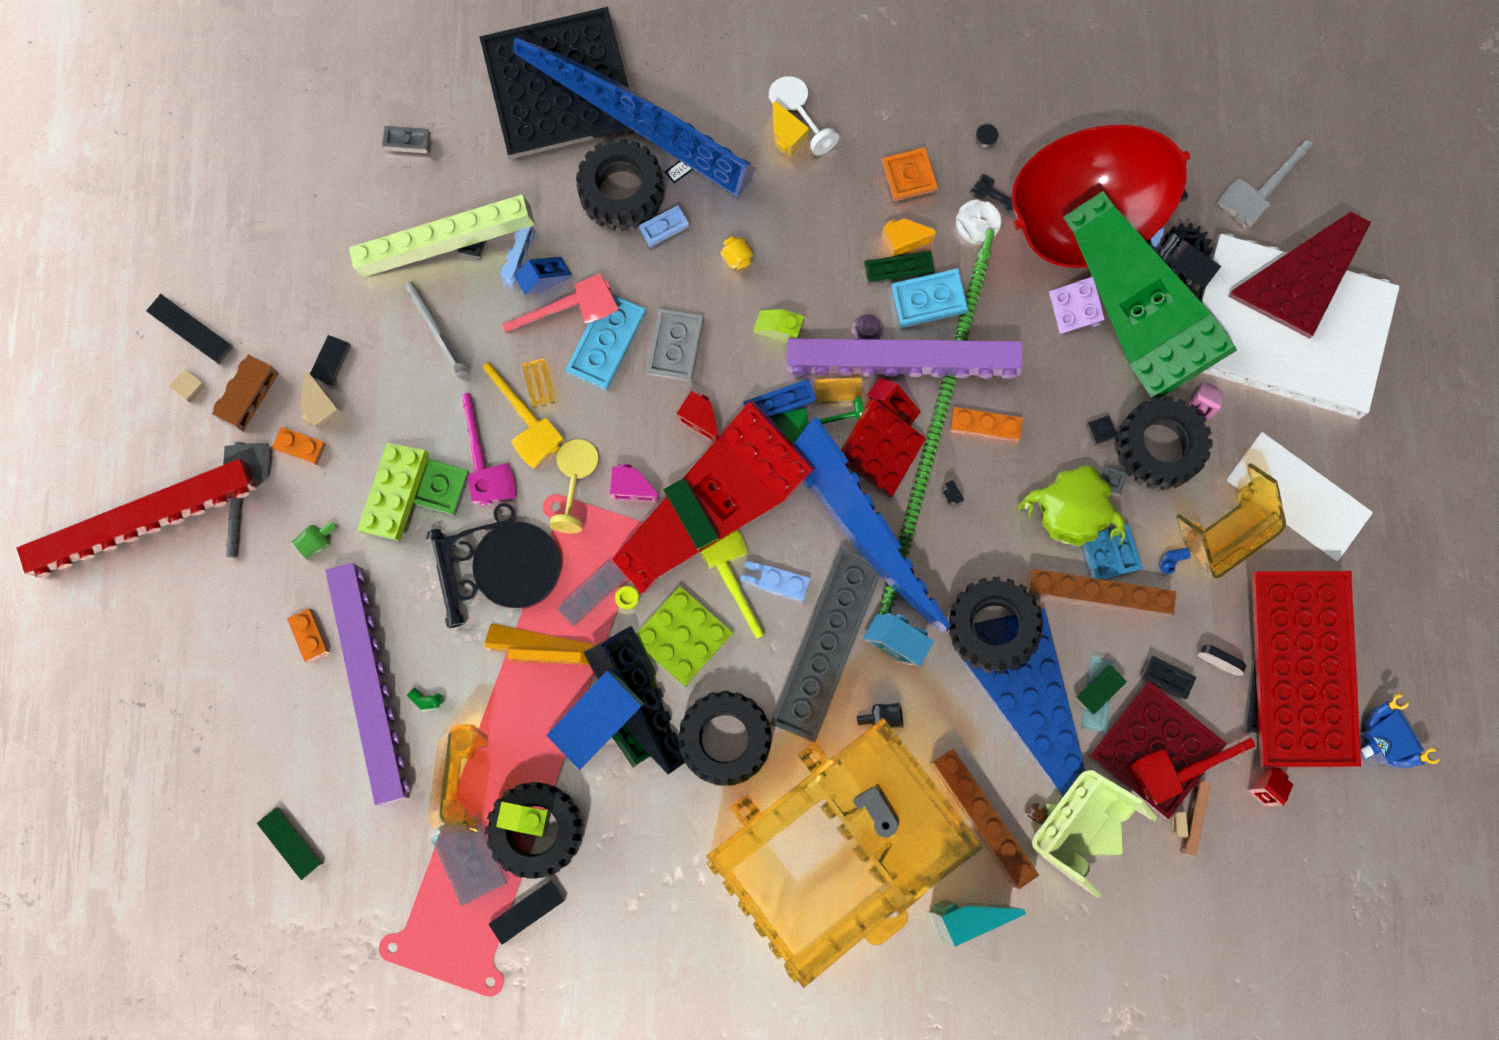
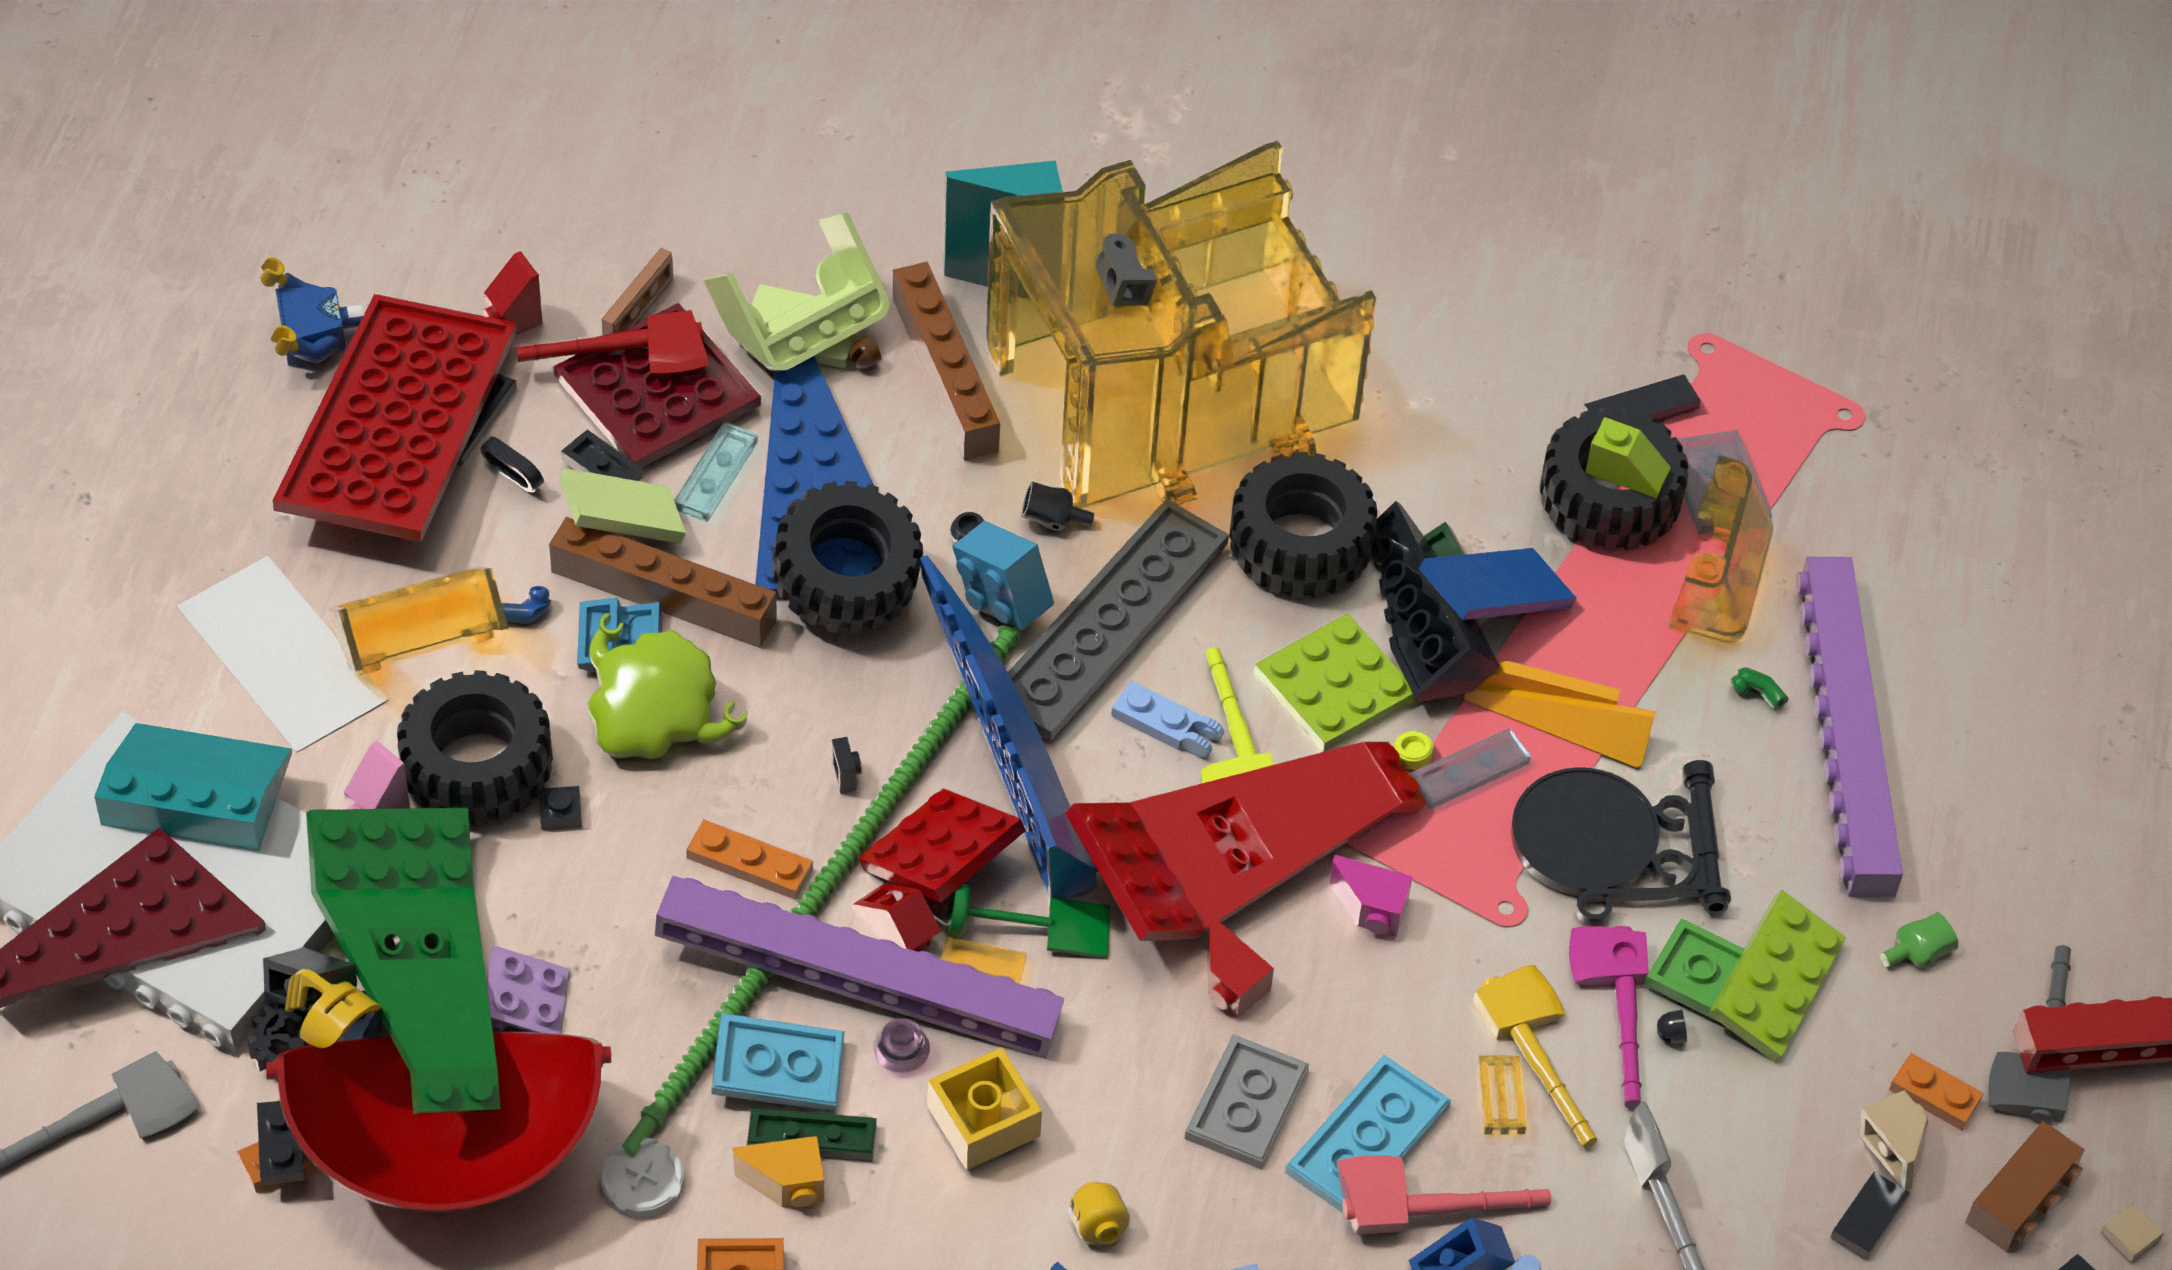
camera: 170 degrees left, 25 degrees down
(289, 843) = (1988, 559): dark green tile -> none
(307, 635) = (1940, 814): orange plate -> none
(449, 445) = (1672, 1027): none -> black hinge
(575, 460) = (1456, 960): light yellow piece -> none
(690, 514) = (1285, 813): dark green tile -> none
(779, 324) = (1057, 1078): lime slope -> none
(785, 399) = (1089, 964): blue plate -> none
(812, 292) = (984, 1108): none -> yellow brick
(930, 689) = (964, 524): none -> black plate
(985, 188) = (571, 1185): black hinge -> none
(1100, 689) = (712, 466): dark green tile -> none
(1115, 478) = (573, 736): dark grey tile -> none
(1143, 635) = (622, 506): none -> yellowish green tile
(1157, 230) = (322, 1028): none -> yellow helmet
(1179, 824) = (665, 291): tan tile -> none
(1308, 368) = (192, 786): none -> teal slope

